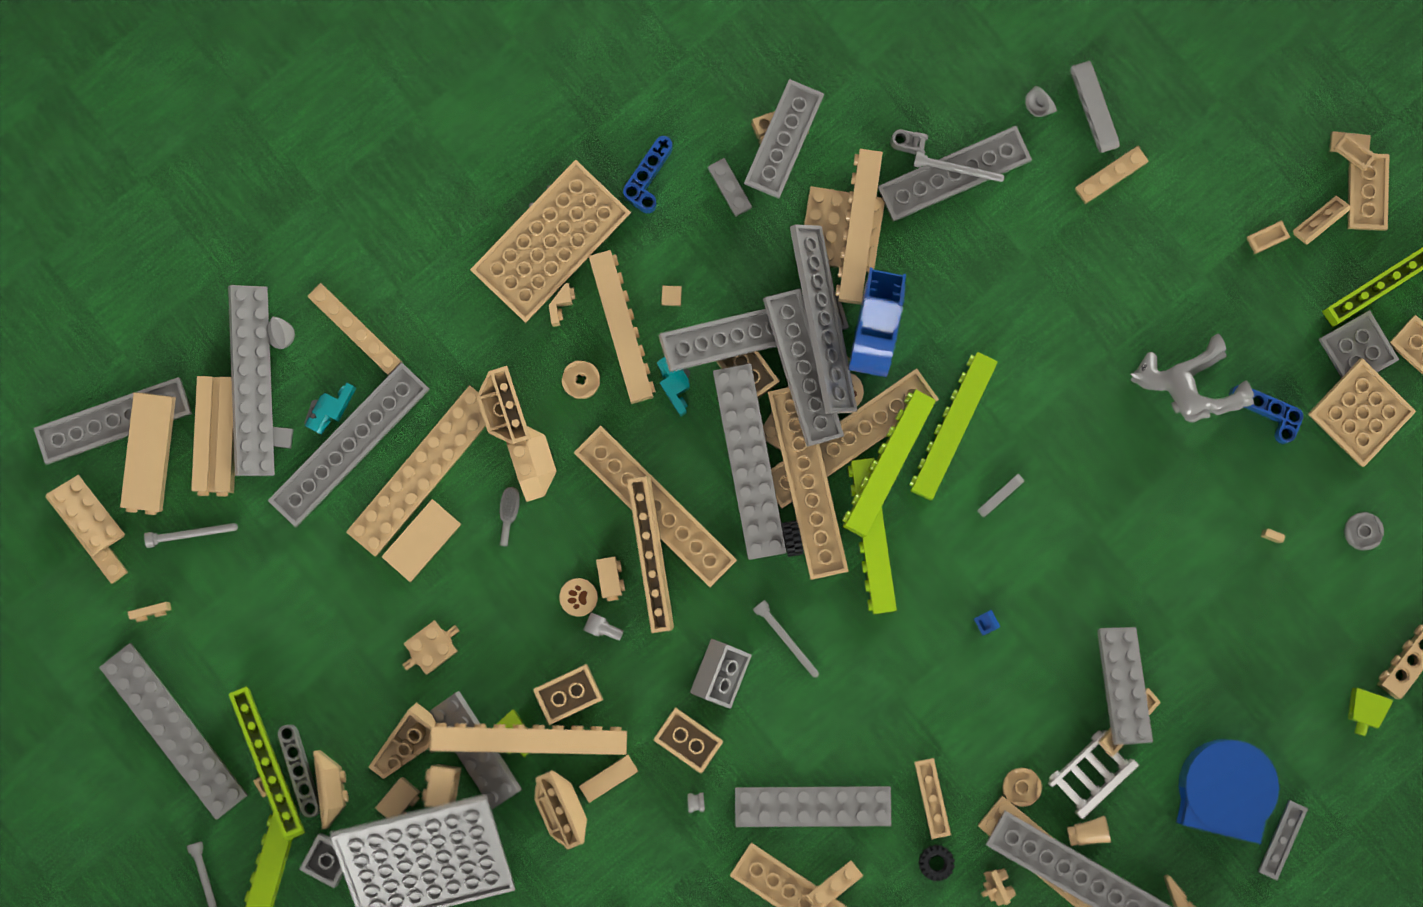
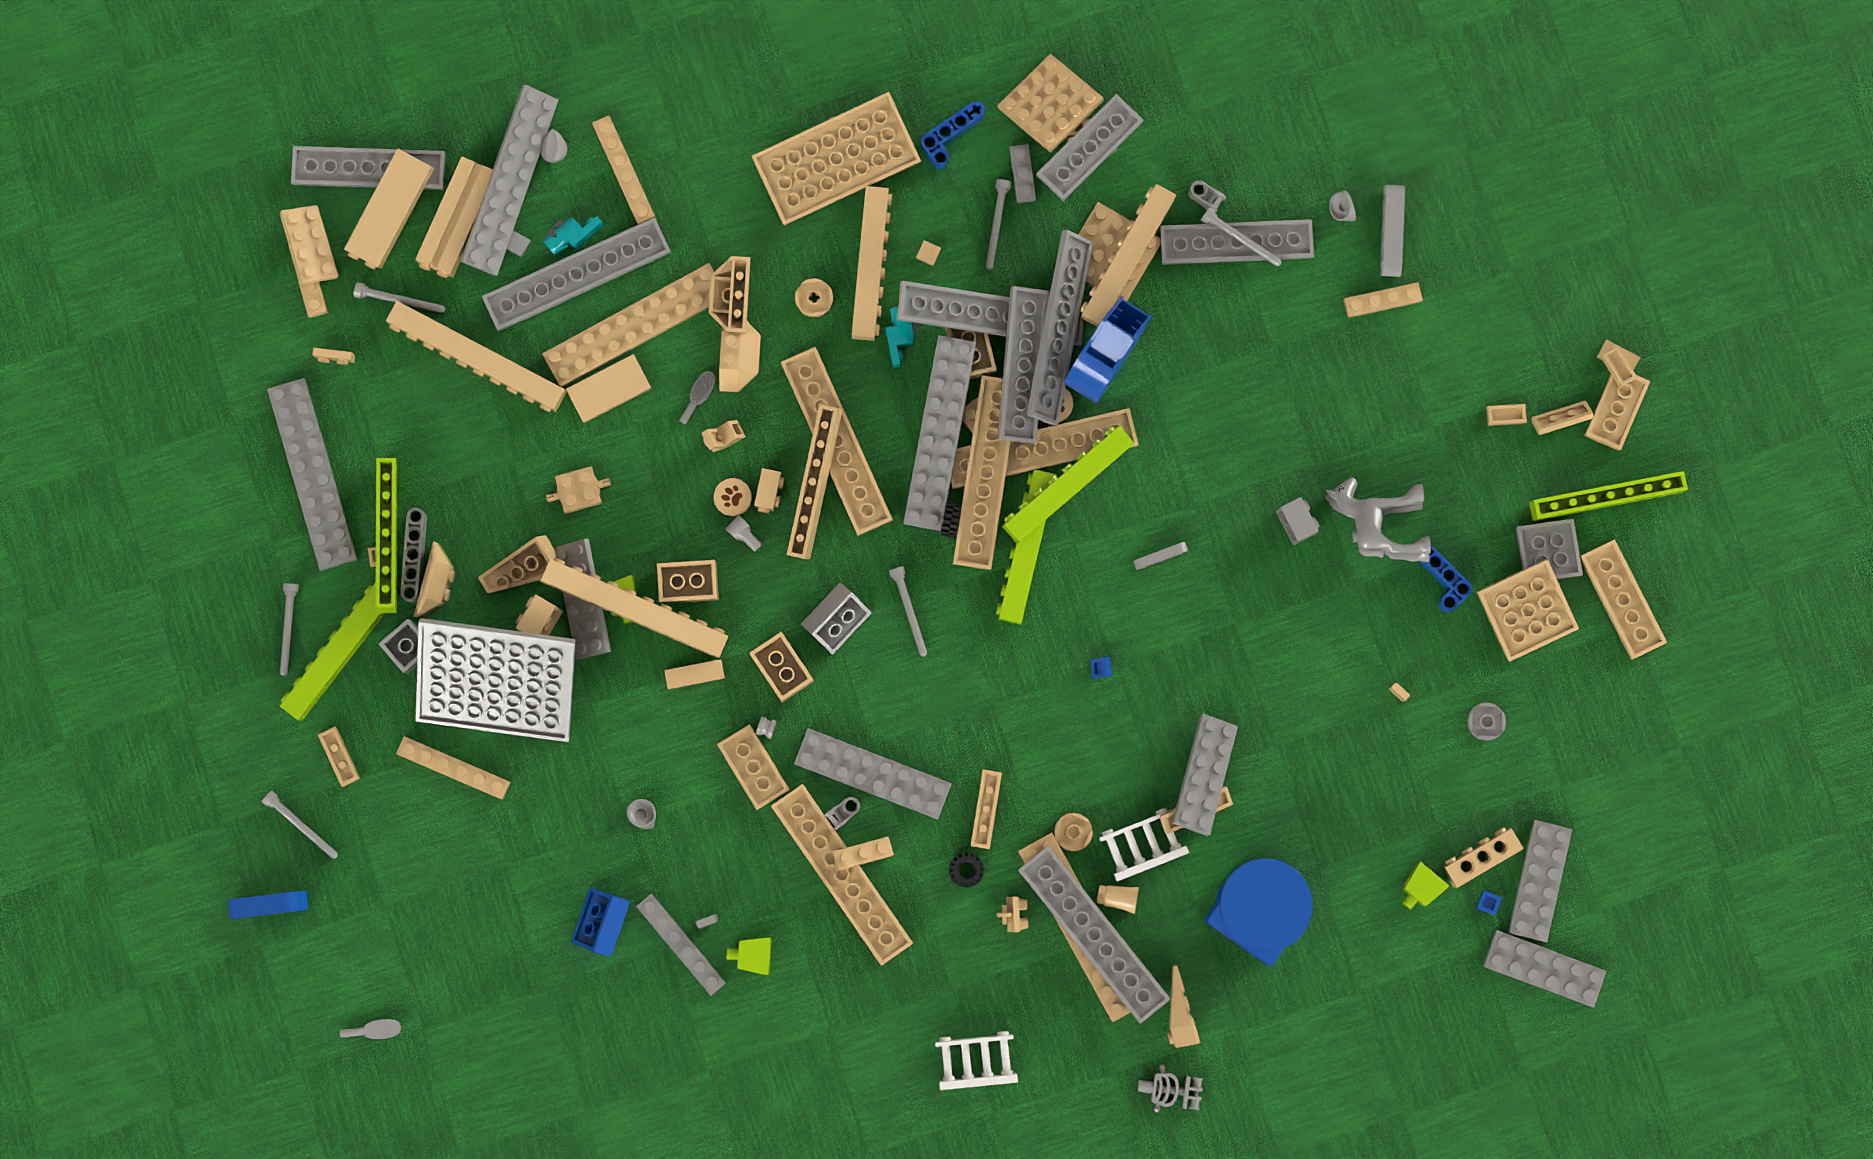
camera: 15 degrees right, 0 degrees up
(284, 559) = (475, 356): none -> tan brick
(398, 799) = (495, 615): tan brick -> none
(547, 543) = (723, 436): none -> tan brick
(560, 809) = (639, 683): tan wedge -> none
(563, 298) = (826, 216): tan slope -> none
(698, 844) = (753, 767): none -> tan tile
(716, 207) = (1002, 189): none -> light grey piece
(730, 111) = (1050, 103): none -> tan plate
(799, 855) = (842, 813): none -> light grey piece
(954, 425) = (1146, 471): lime brick -> none
(1116, 413) = (1297, 520): none -> light grey brick
(1282, 840) = (1295, 975): light grey plate -> none

